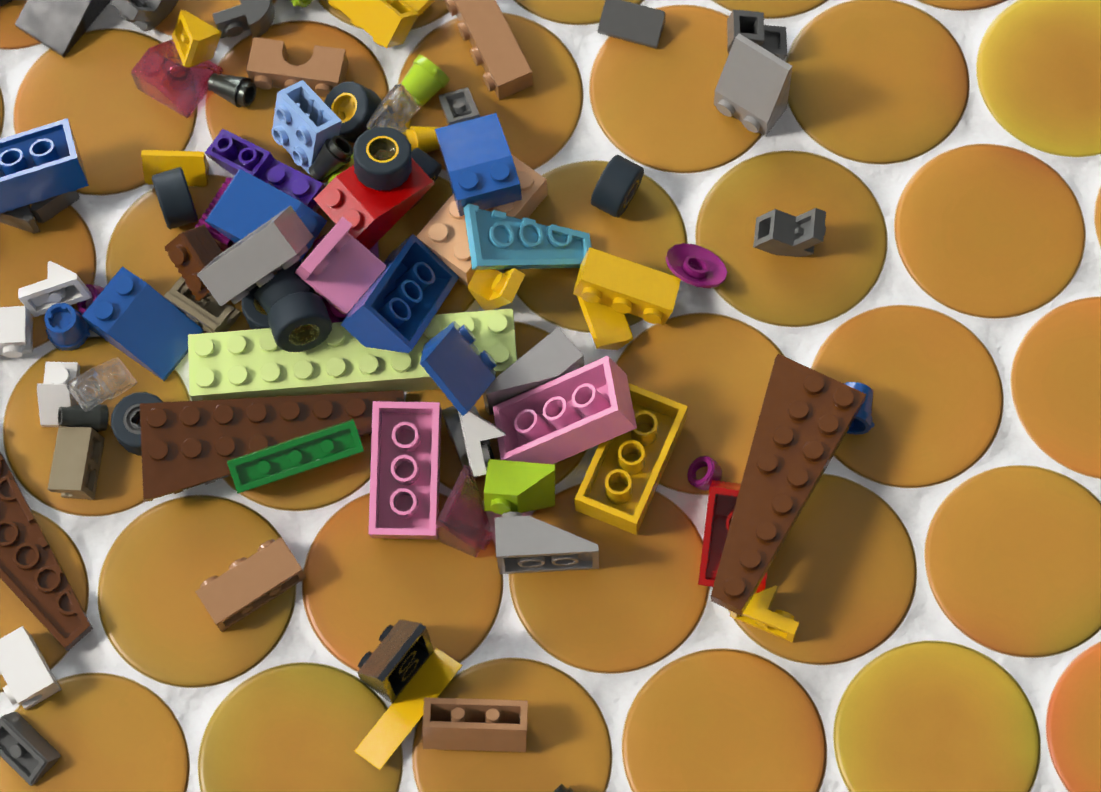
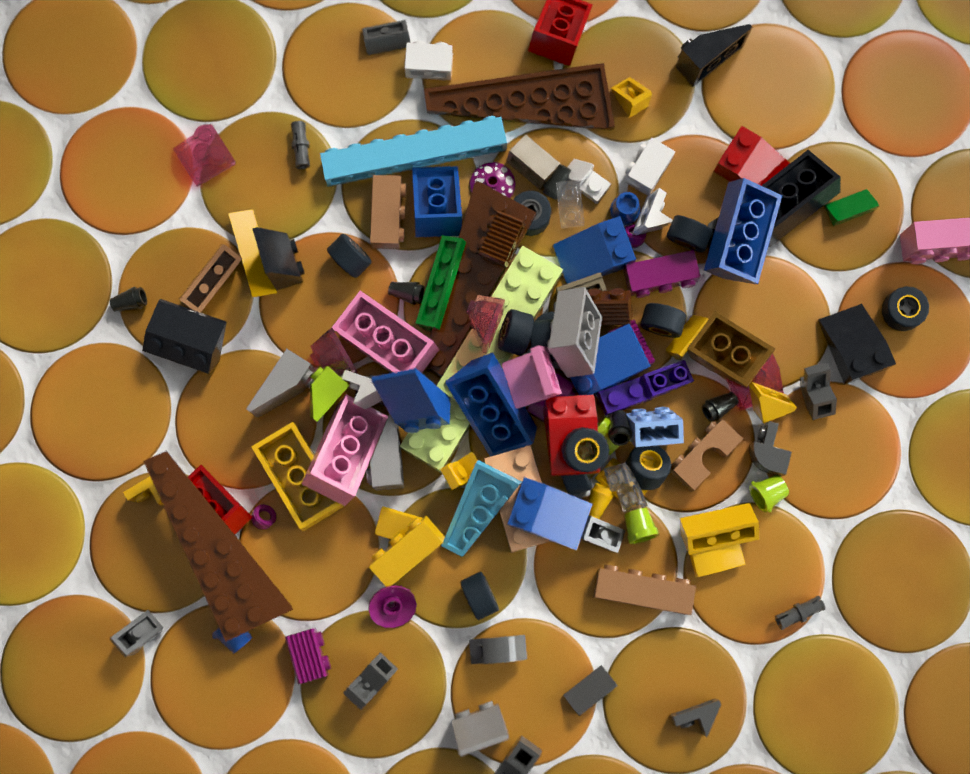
camera: 120 degrees right, 10 degrees up
(52, 233) = (689, 233): none -> black wheel
(119, 236) = (662, 274): none -> magenta brick
(128, 510) = (497, 171): none -> magenta dish
(154, 606) = (413, 151): none -> medium azure brick
(163, 103) = (729, 350): none -> pearl gold slope
(197, 536) = (437, 201): none -> blue slope
(198, 412) = (501, 238): none -> reddish brown brick
(234, 747) = (300, 145): none -> dark grey pin
(309, 358) = (485, 318): none -> clear pink slope
(331, 495) = (408, 291): none -> pearl dark grey cone
(334, 586) = (349, 255): none -> black wheel
(565, 699) = (184, 336): none -> black slope
(661, 130) = (498, 649): none -> dark grey brick
(815, 316) = (307, 655): none -> magenta brick
(933, 506) = (136, 634): none -> dark grey slope

